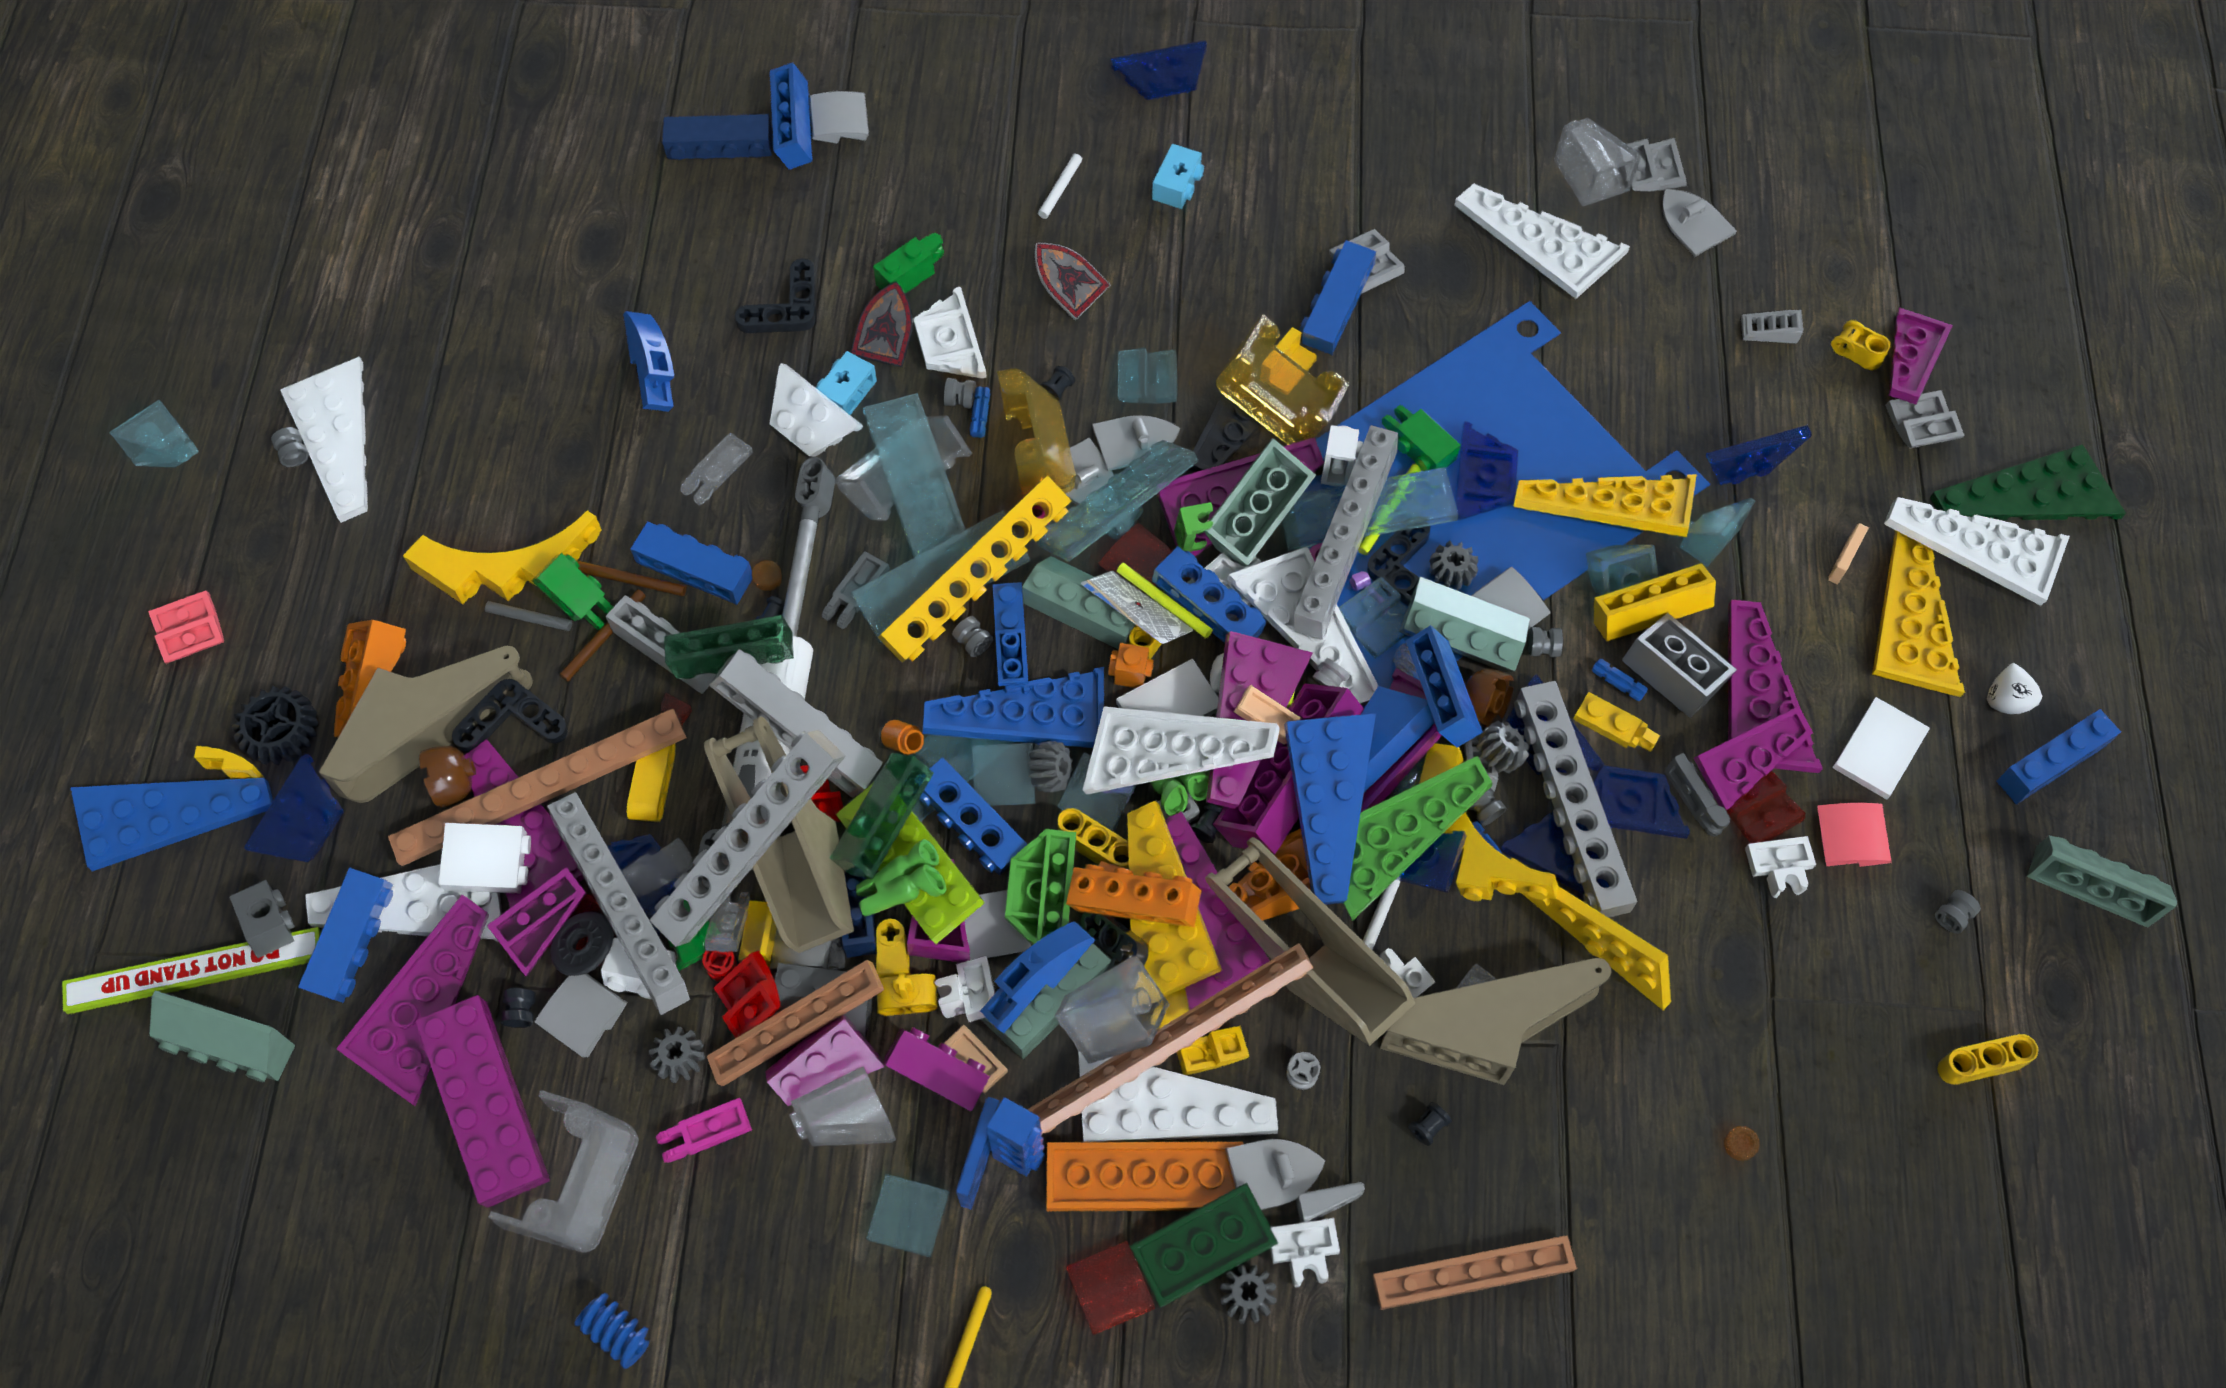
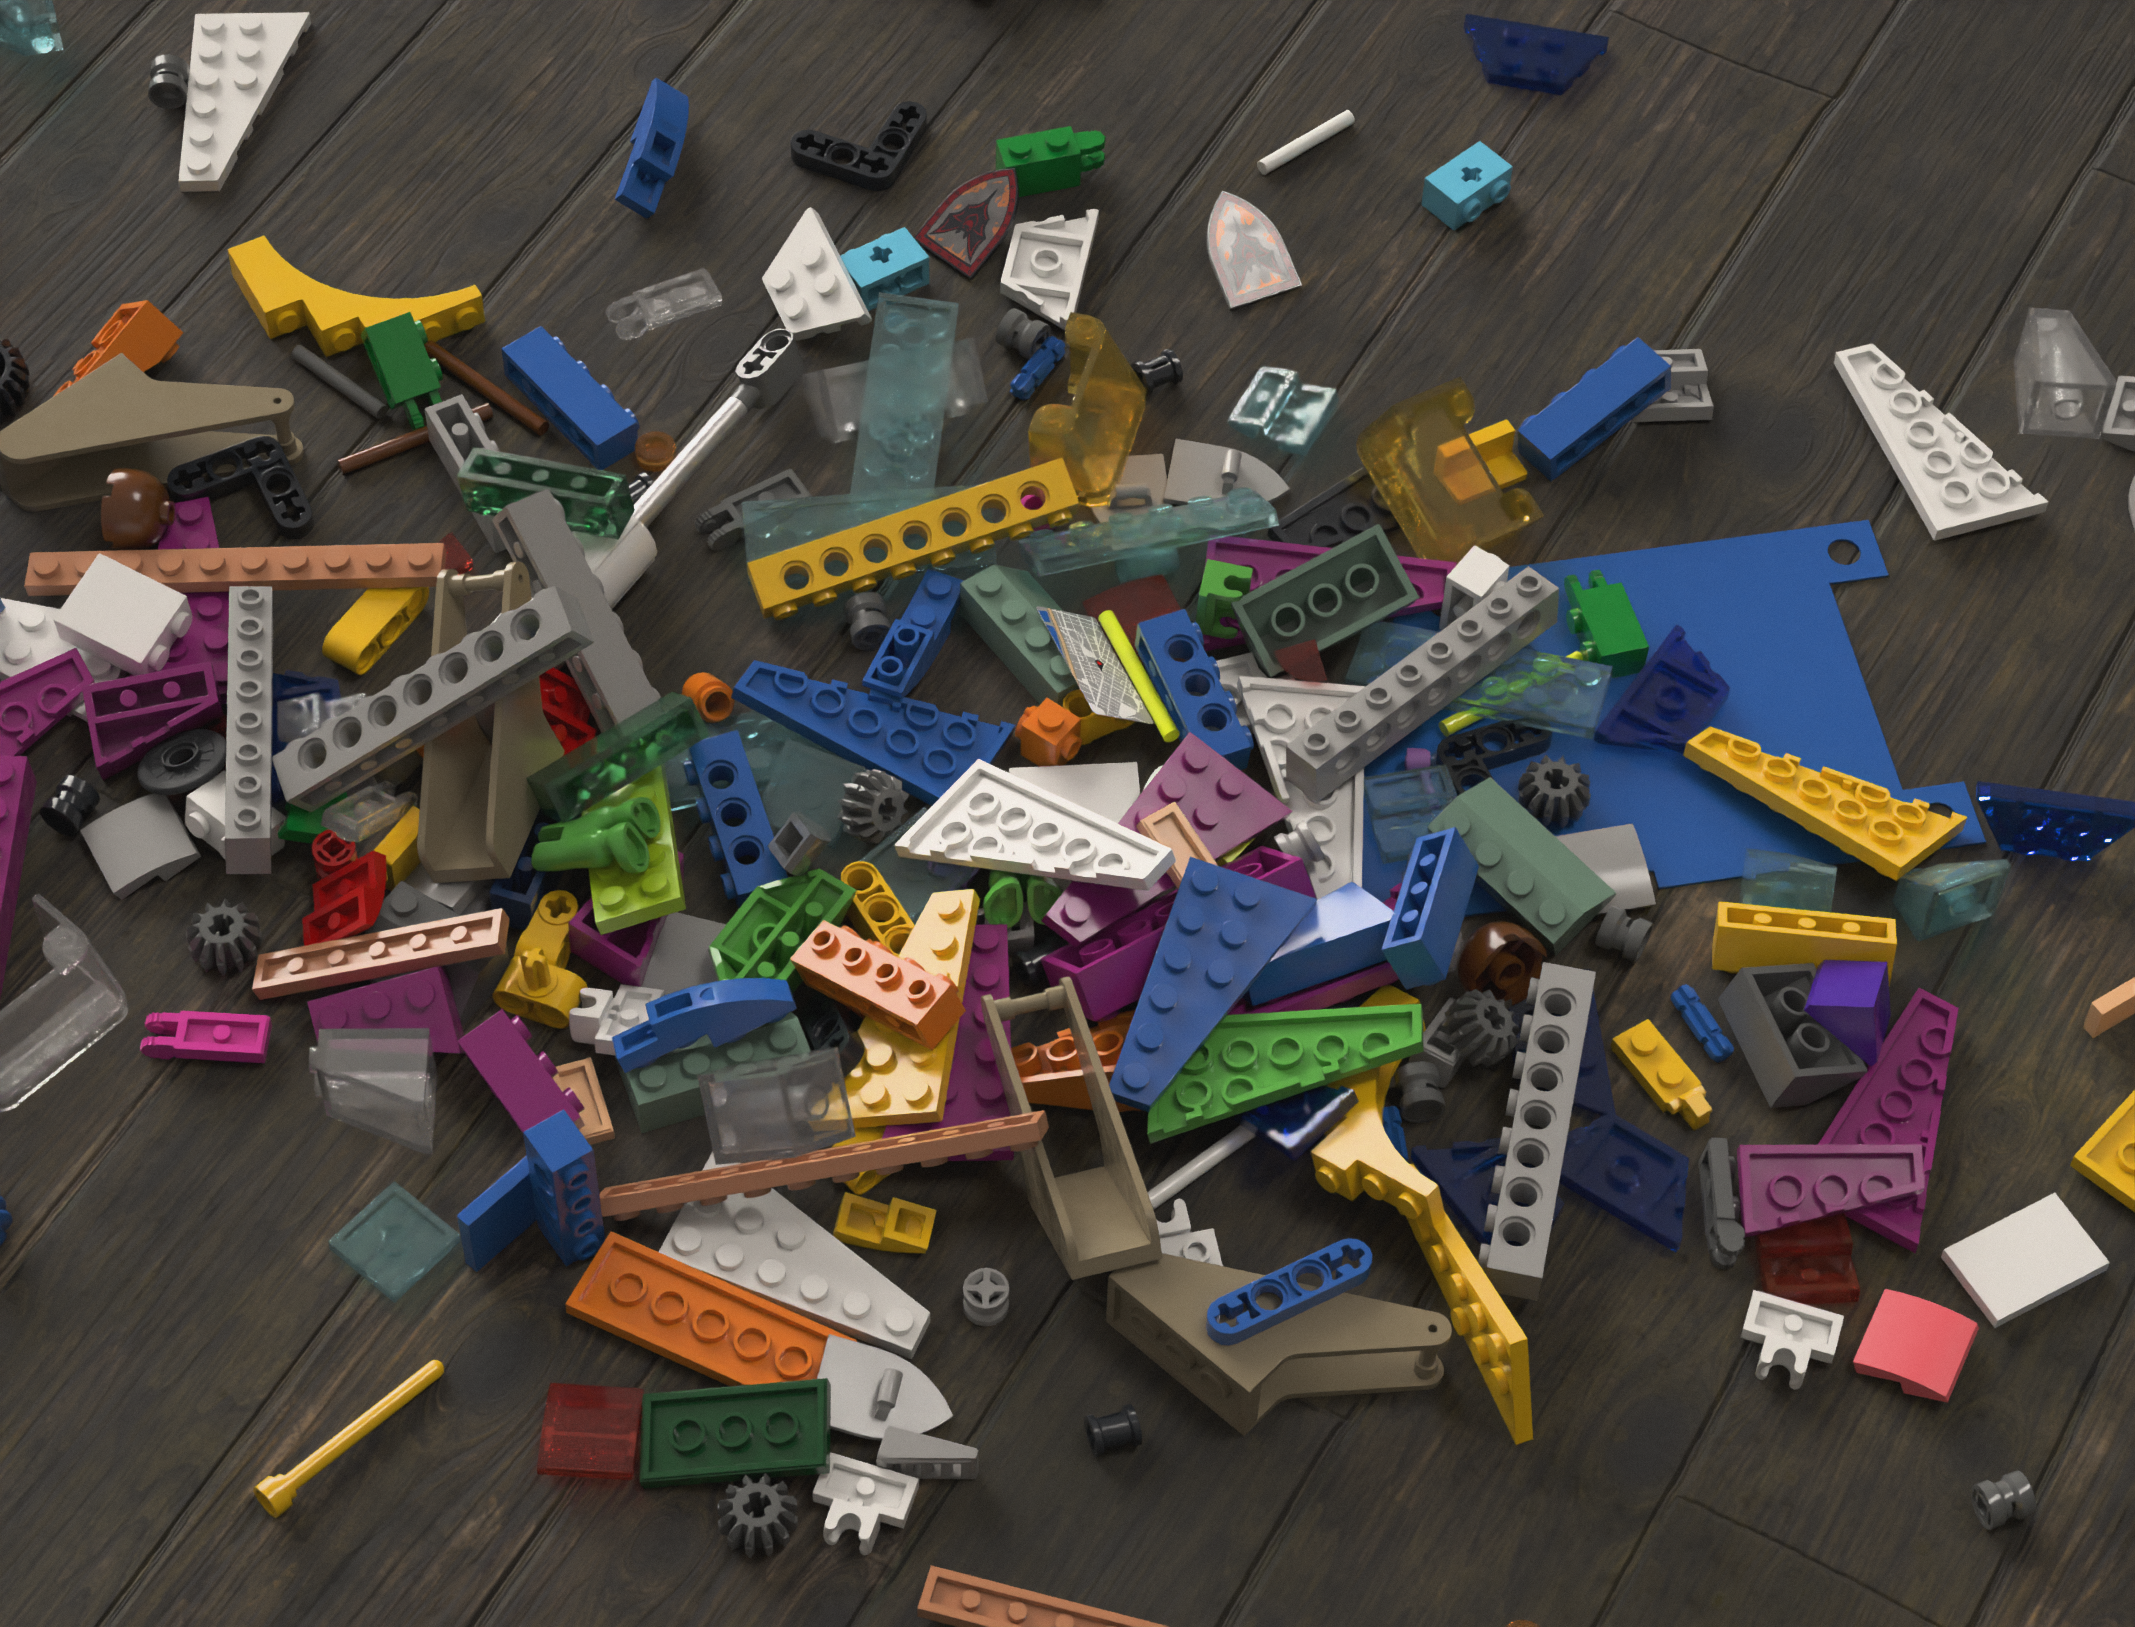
camera: 25 degrees right, 10 degrees down
(1025, 818) = (799, 843): none -> dark grey slope
(1263, 547) = (1302, 661): none -> clear red tile
(1506, 990) = (1285, 1286): none -> blue beam
(1706, 629) = (1852, 1004): none -> dark purple slope

